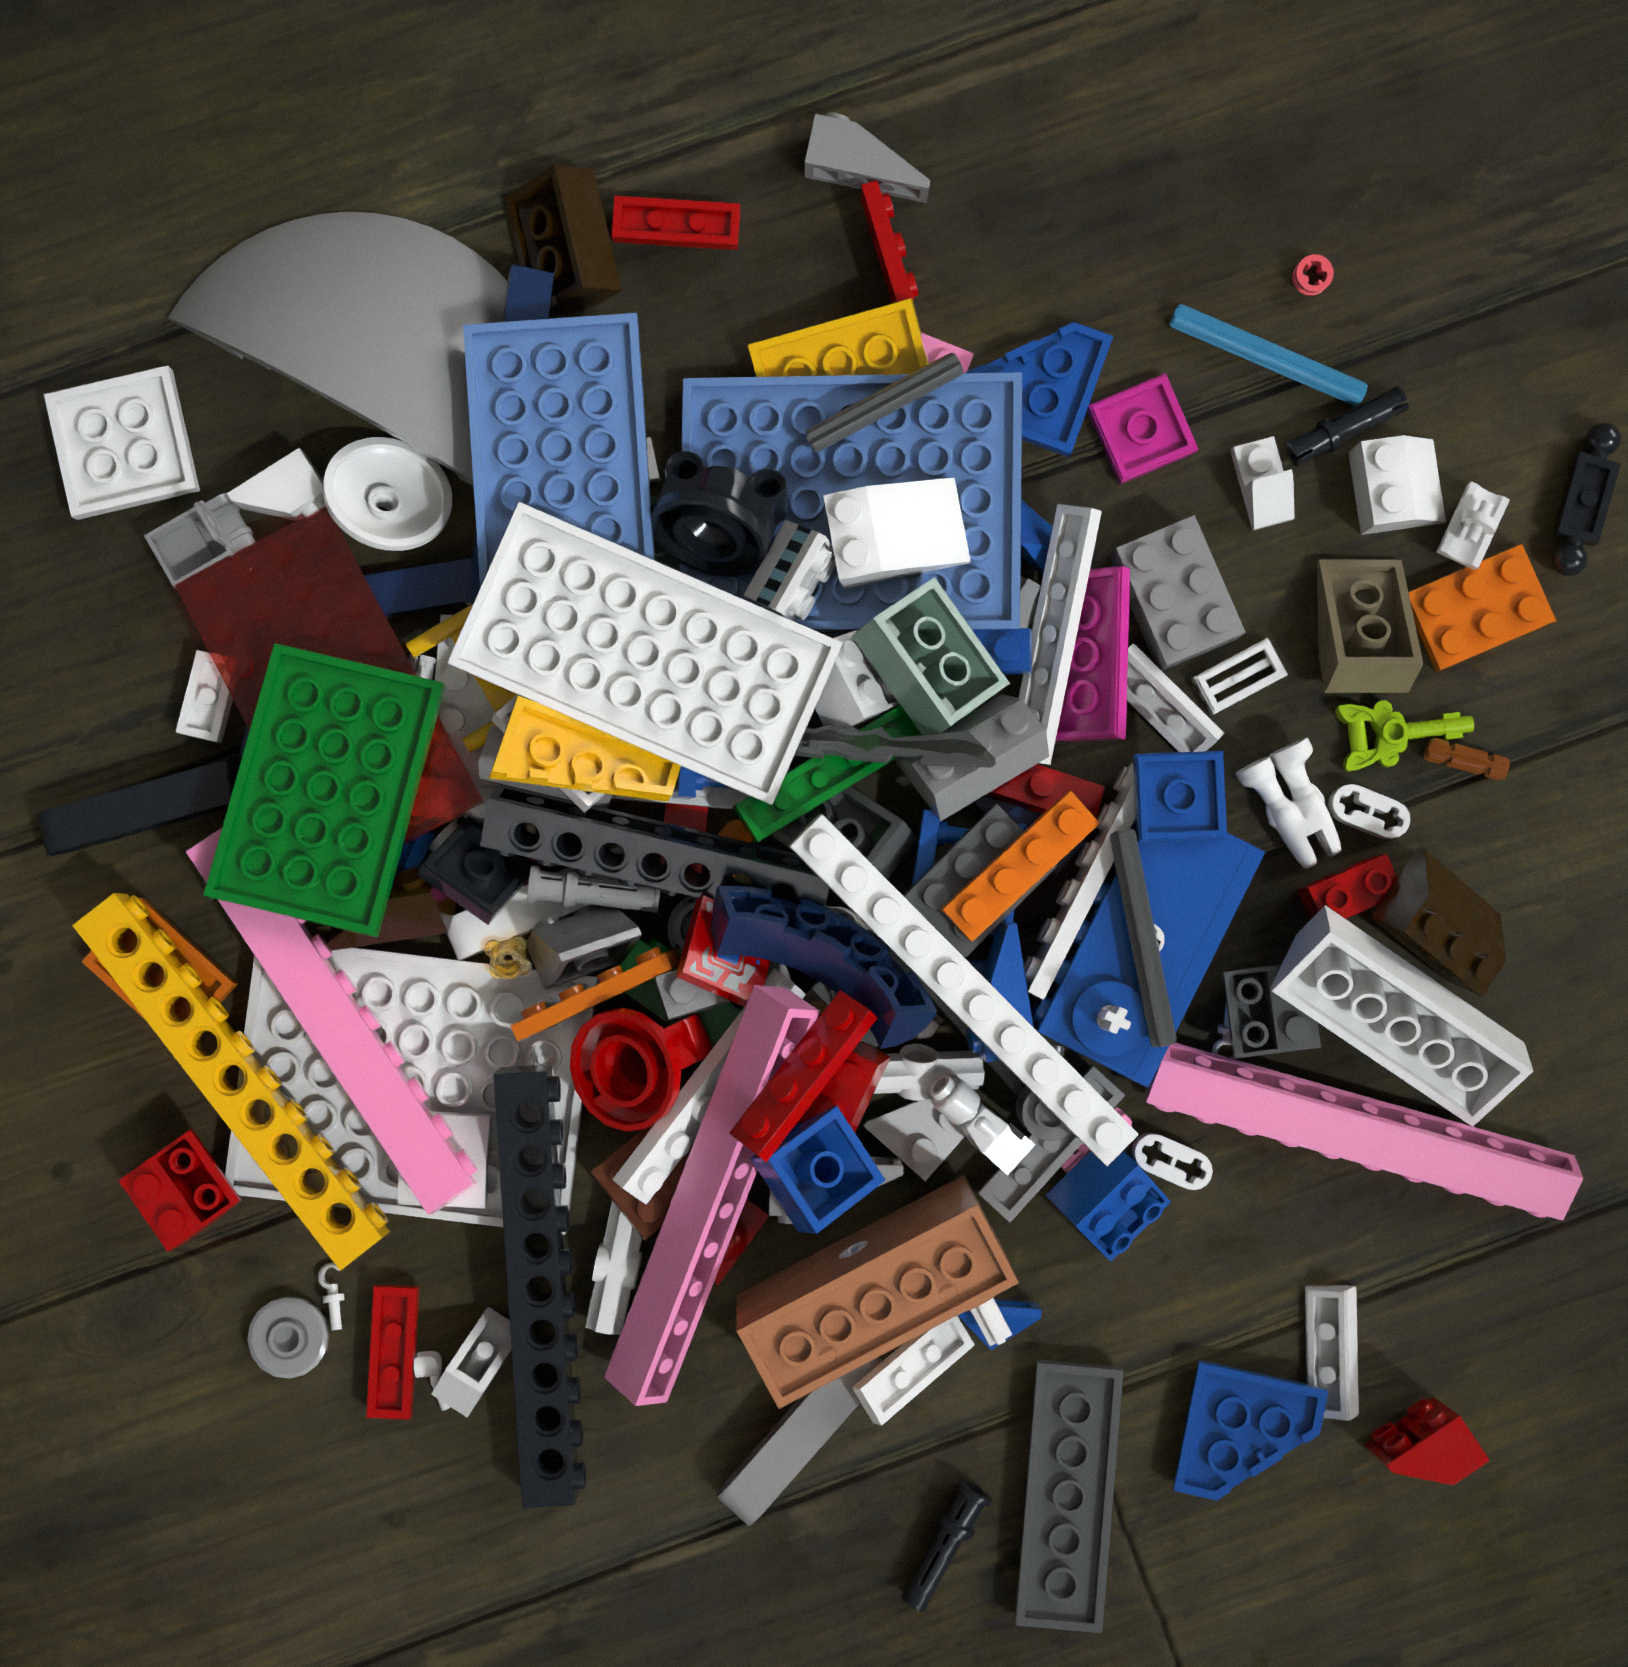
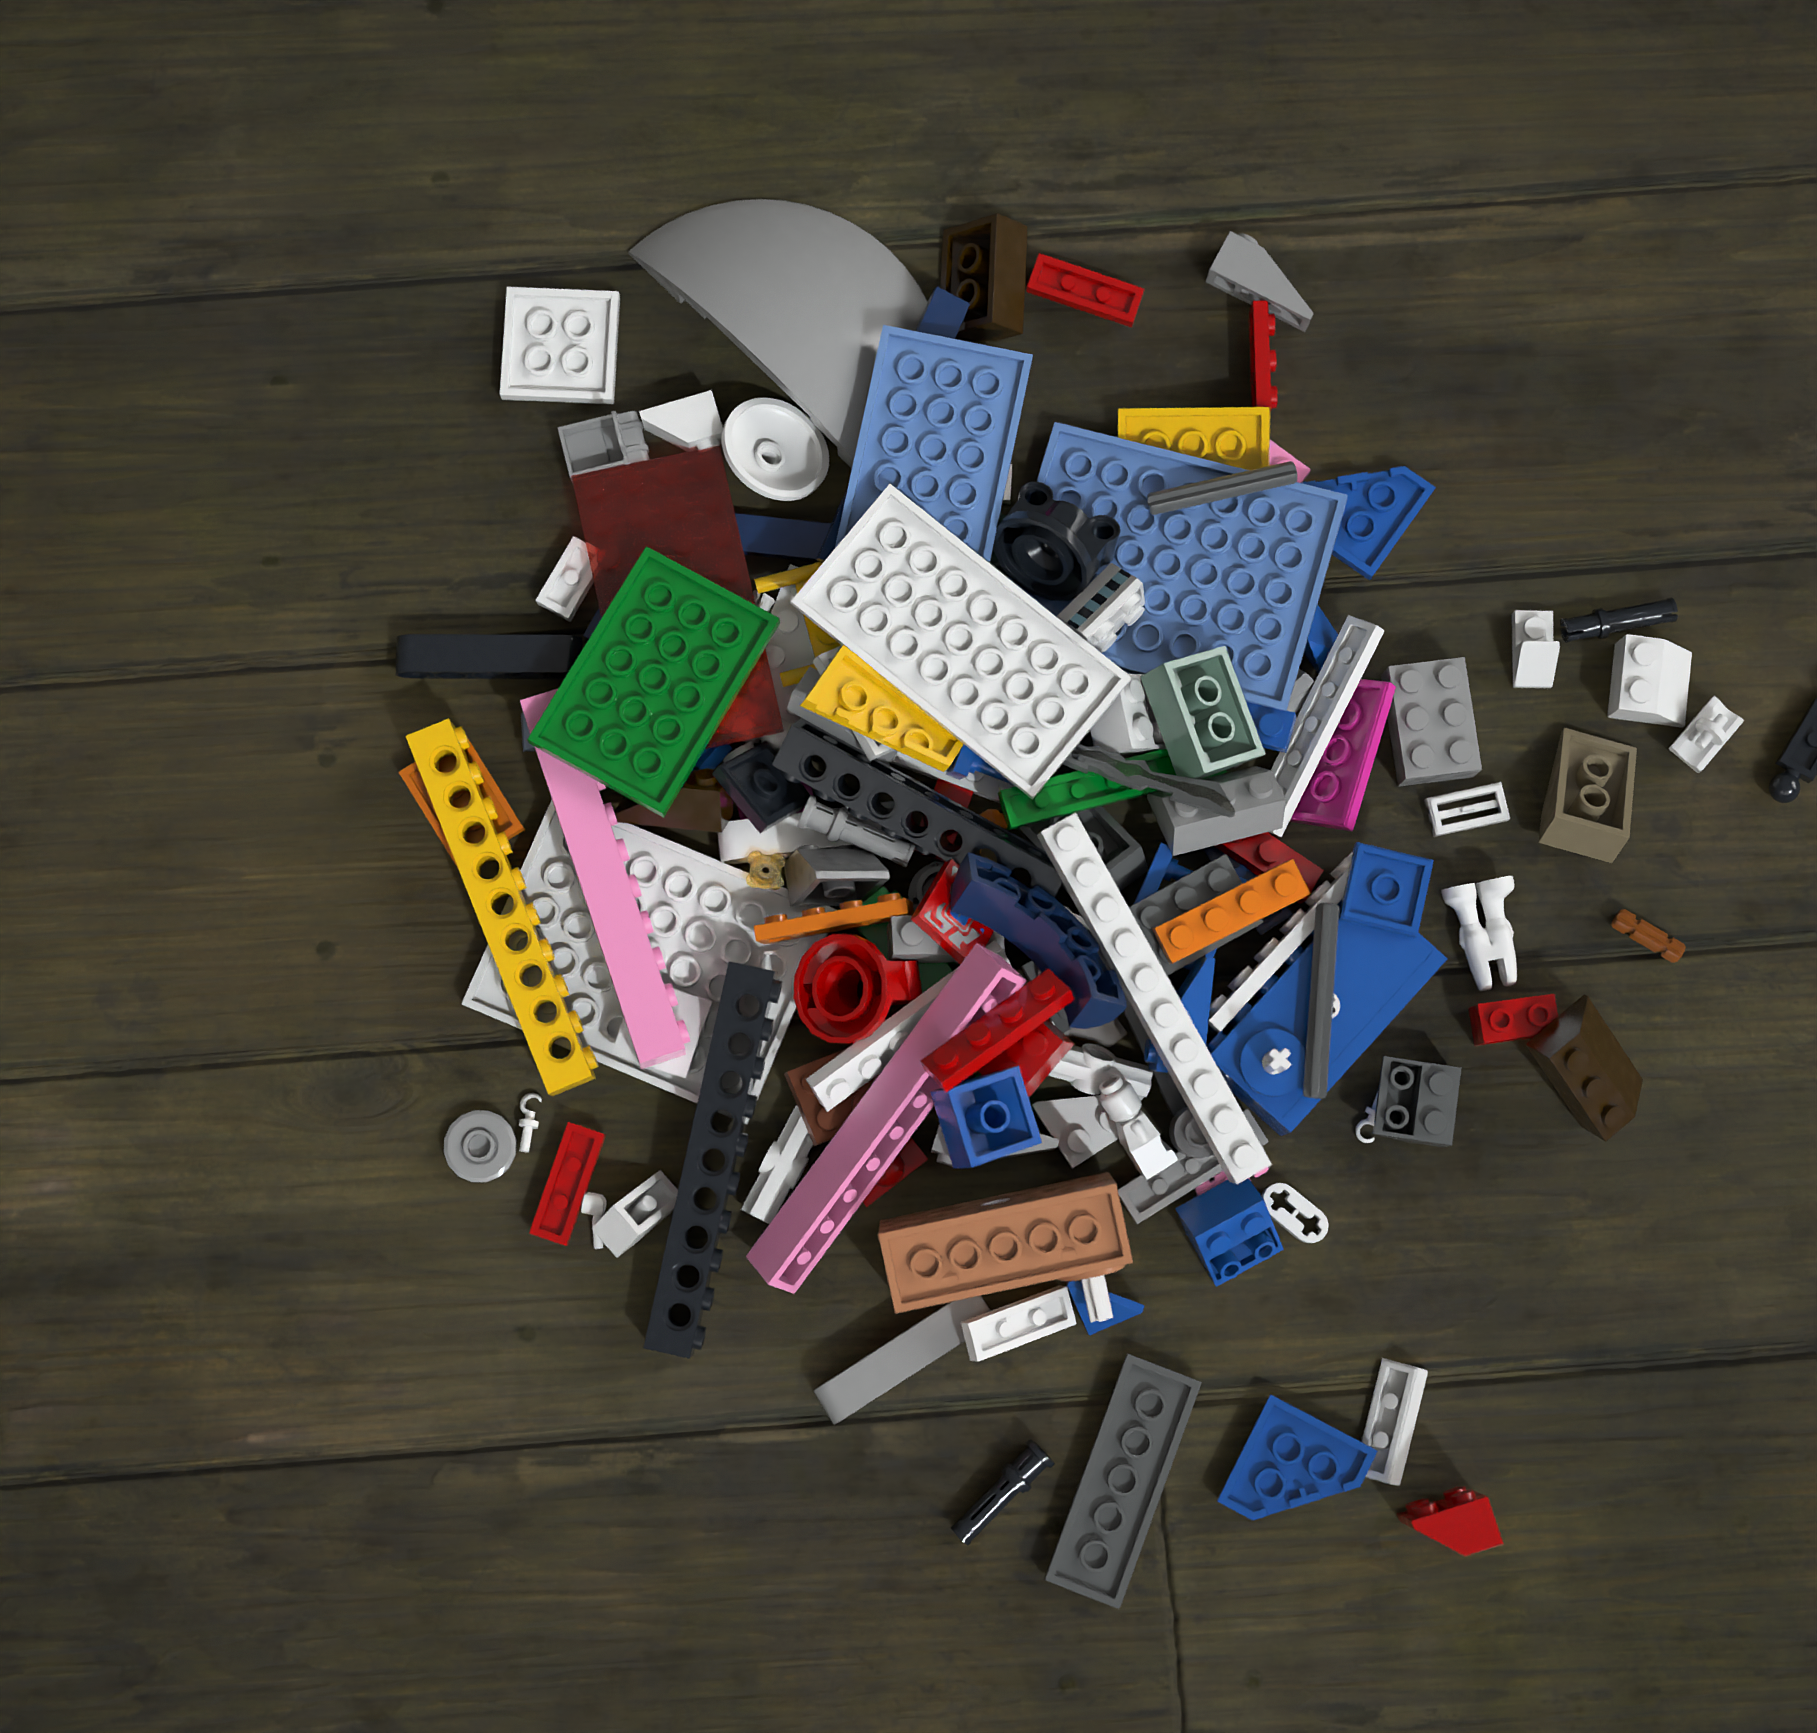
camera: 20 degrees right, 5 degrees down
(180, 1191) = (428, 990): red slope -> none
(896, 530) = (1202, 598): white slope -> none
(1142, 428) = (1440, 574): dark pink tile -> none
(1167, 706) = (1395, 813): white plate -> none
(1268, 355) = (1567, 541): dark azure axle -> none
(1324, 269) = (1635, 481): coral bush -> none
(1364, 820) = (1545, 965): white beam -> none
(1365, 1131) = (1470, 1232): bright pink brick -> none
(1392, 732) = (1589, 894): lime piece -> none
(1400, 1017) = (1529, 1139): white slope -> none
(1479, 608) = (1694, 808): orange plate -> none

